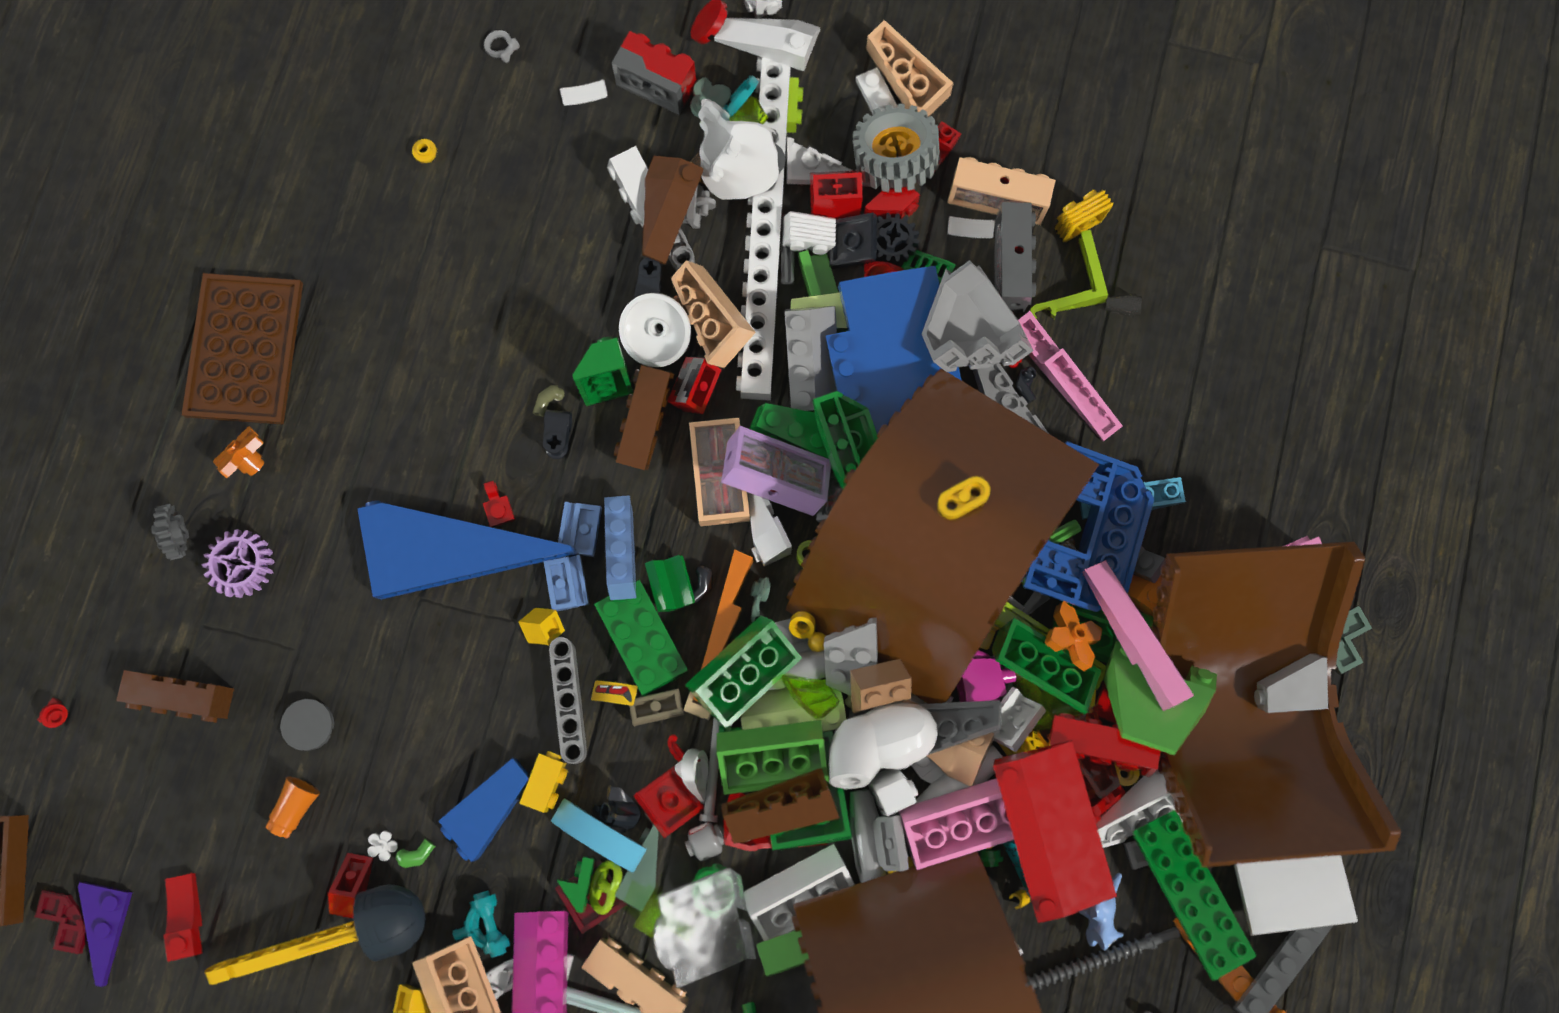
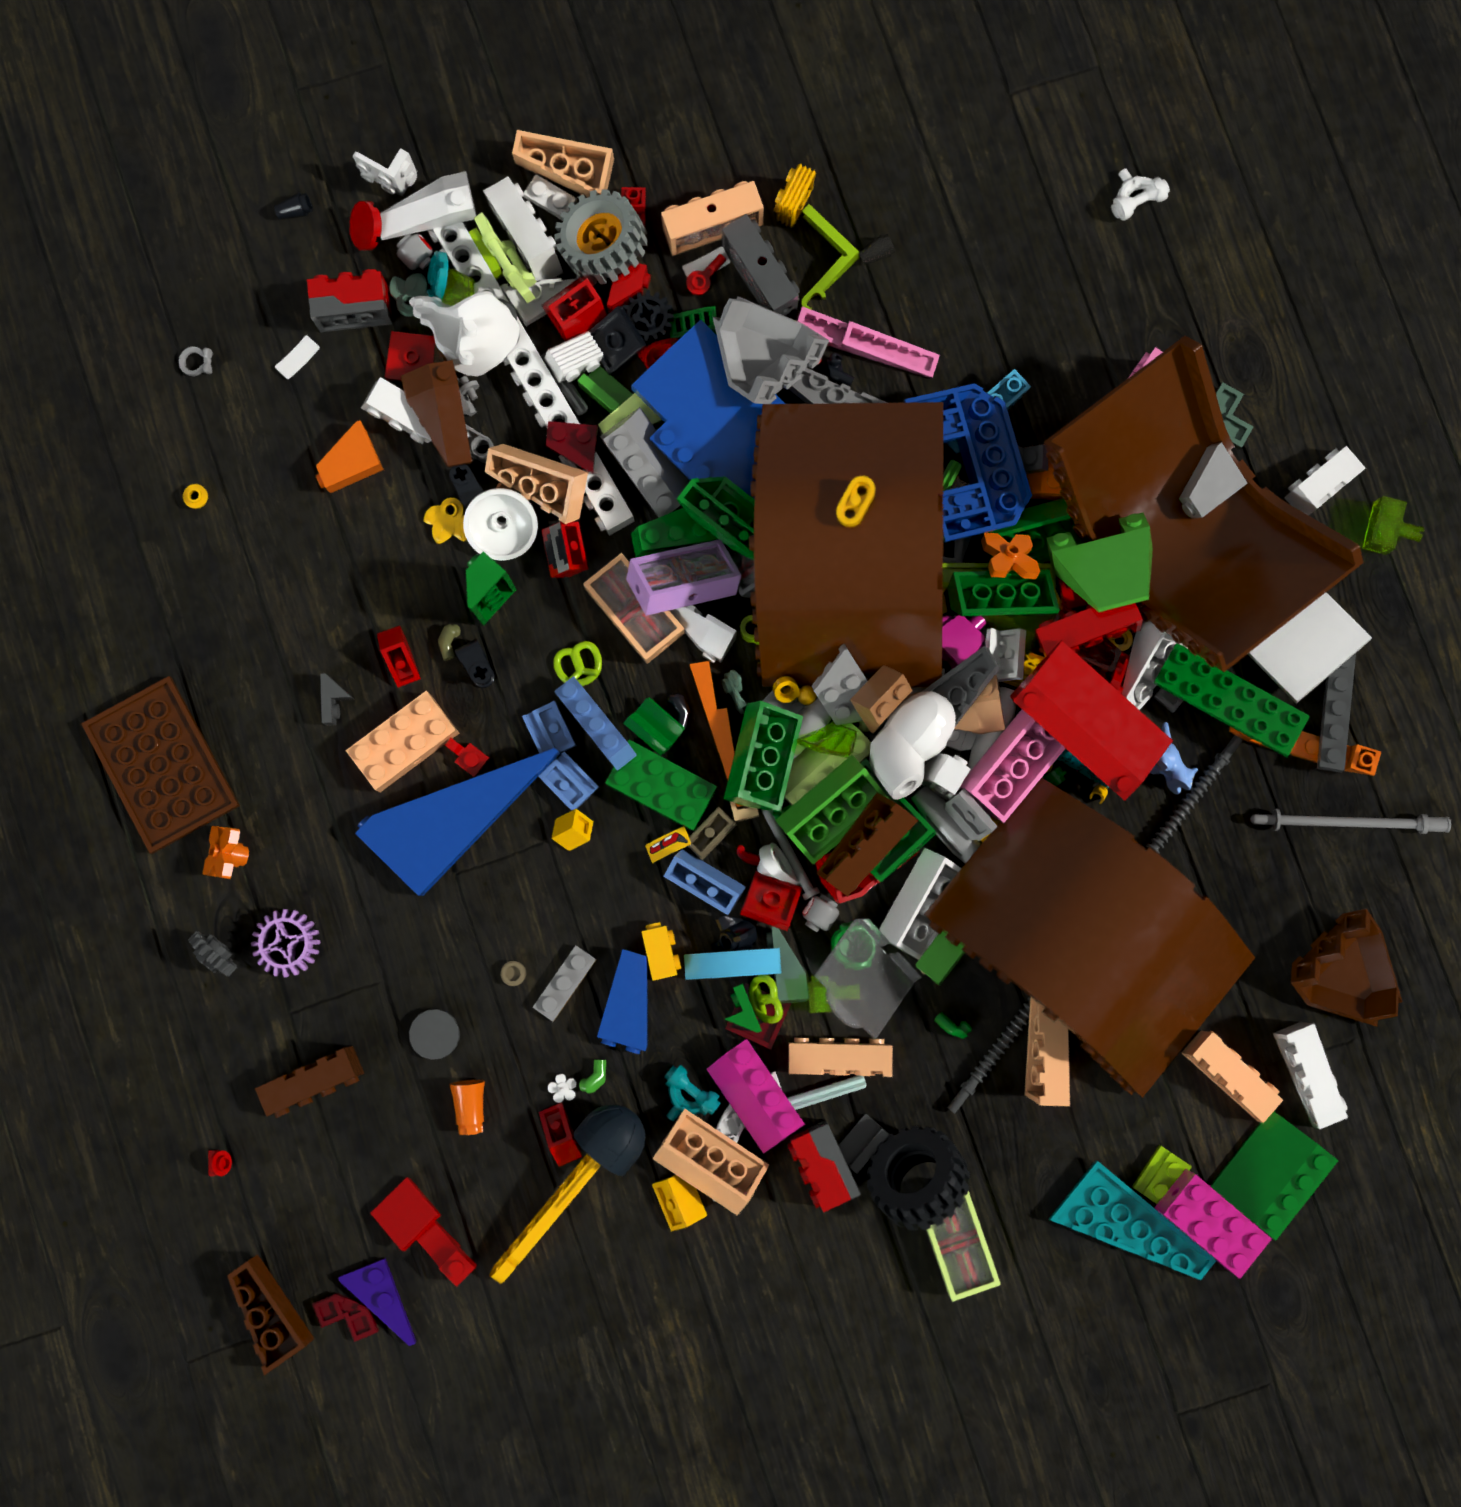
camera: 30 degrees left, 5 degrees up
(173, 865) = (405, 1214): none -> red tile
(409, 716) = (513, 973): none -> dark tan tile
(419, 379) = (330, 694): none -> dark grey slope
(445, 754) = (564, 983): none -> light grey plate
(450, 458) = (402, 741): none -> light nougat brick
(496, 384) = (398, 656): none -> red slope
(560, 690) = (623, 869): light grey beam -> none
(567, 199) = (348, 460): none -> orange slope
(610, 300) = (444, 523): none -> yellow plate
(622, 746) = (704, 881): none -> medium blue brick
(643, 417) = (541, 603): reddish brown wedge -> none
(645, 478) = (578, 664): none -> lime piece
(674, 142) = (408, 353): none -> red plate
(735, 67) = (414, 251): none -> light grey head
(761, 301) = (574, 443): none -> dark red wing
(805, 140) = (515, 274): none -> yellowish green bar
(837, 104) = (523, 229): none -> white wedge
(955, 237) = (698, 281): none -> red plate
(1136, 637) = (1060, 524): bright pink slope -> none
(1399, 751) = (1324, 480): none -> white wedge
(1400, 402) = (1124, 206): none -> white piece
(1433, 828) = (1387, 525): none -> clear neon green brick

